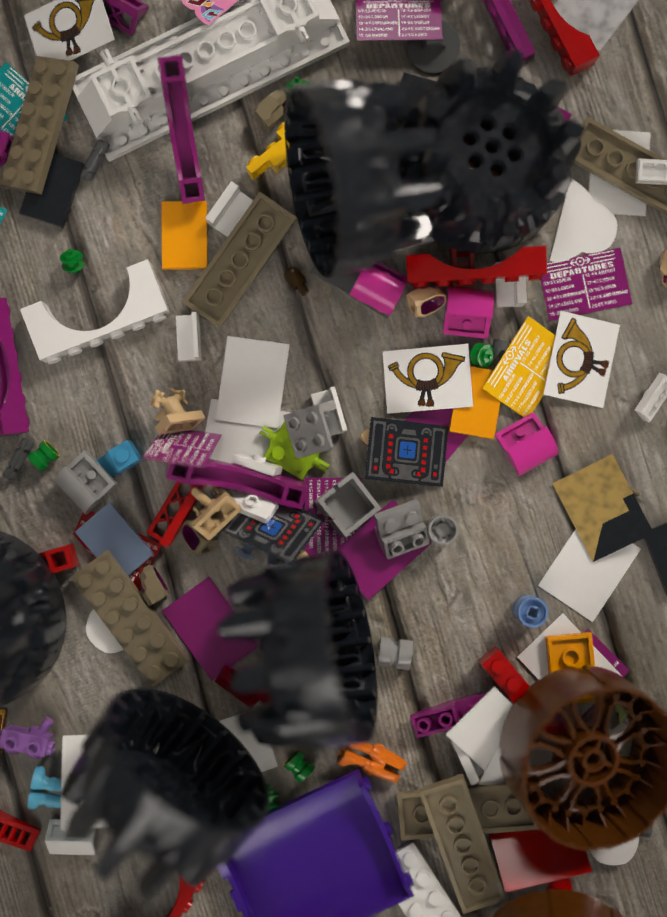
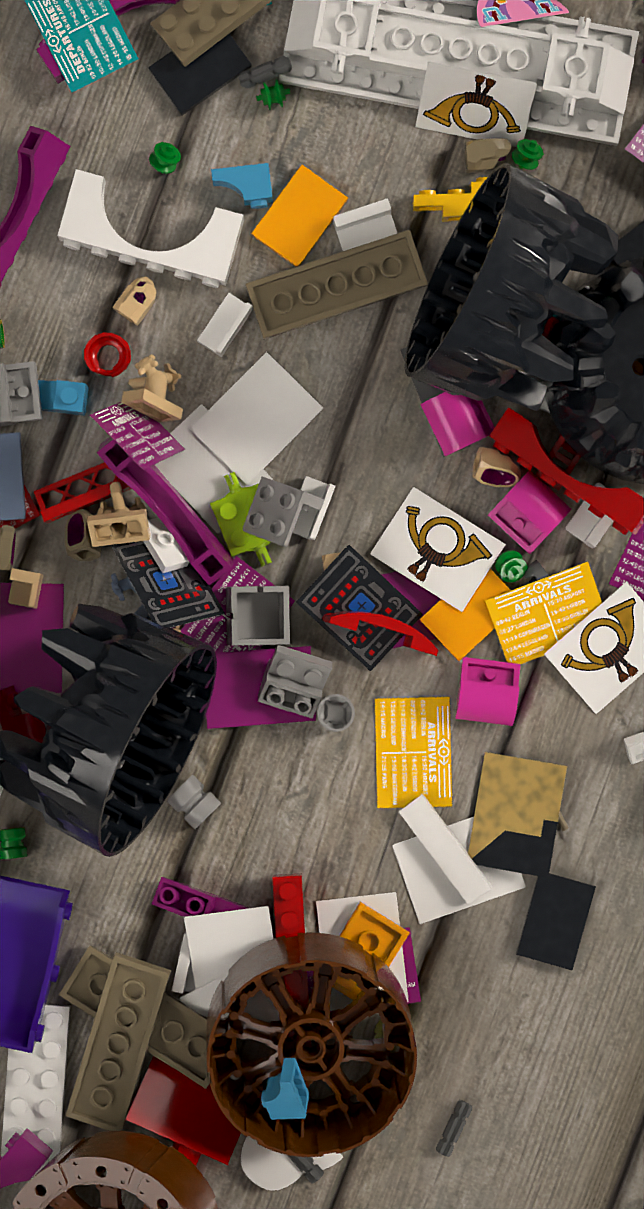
camera: 35 degrees right, 0 degrees up
(110, 171) = (273, 94): none -> green wheel
(116, 411) = (101, 340): none -> red piece
(121, 364) = (136, 300): none -> tan rock
(135, 236) = (249, 181): none -> dark azure arch
(180, 128) = (374, 110): magenta arch -> none
(186, 597) = (25, 588): none -> tan panel
(241, 80) = (474, 103): none -> white sticker
(257, 463) = (198, 505): white plate -> none
(296, 280) = (379, 348): dark brown cylinder -> none
(376, 764) = (90, 899): orange piece -> none
(454, 445) = (413, 638): none -> red slope
(507, 517) = (413, 751): none -> yellow sticker
(530, 610) = (363, 862): medium blue wheel -> none
(574, 563) = (445, 849): none -> white tile
(599, 801) = (286, 1093): none -> dark azure arch

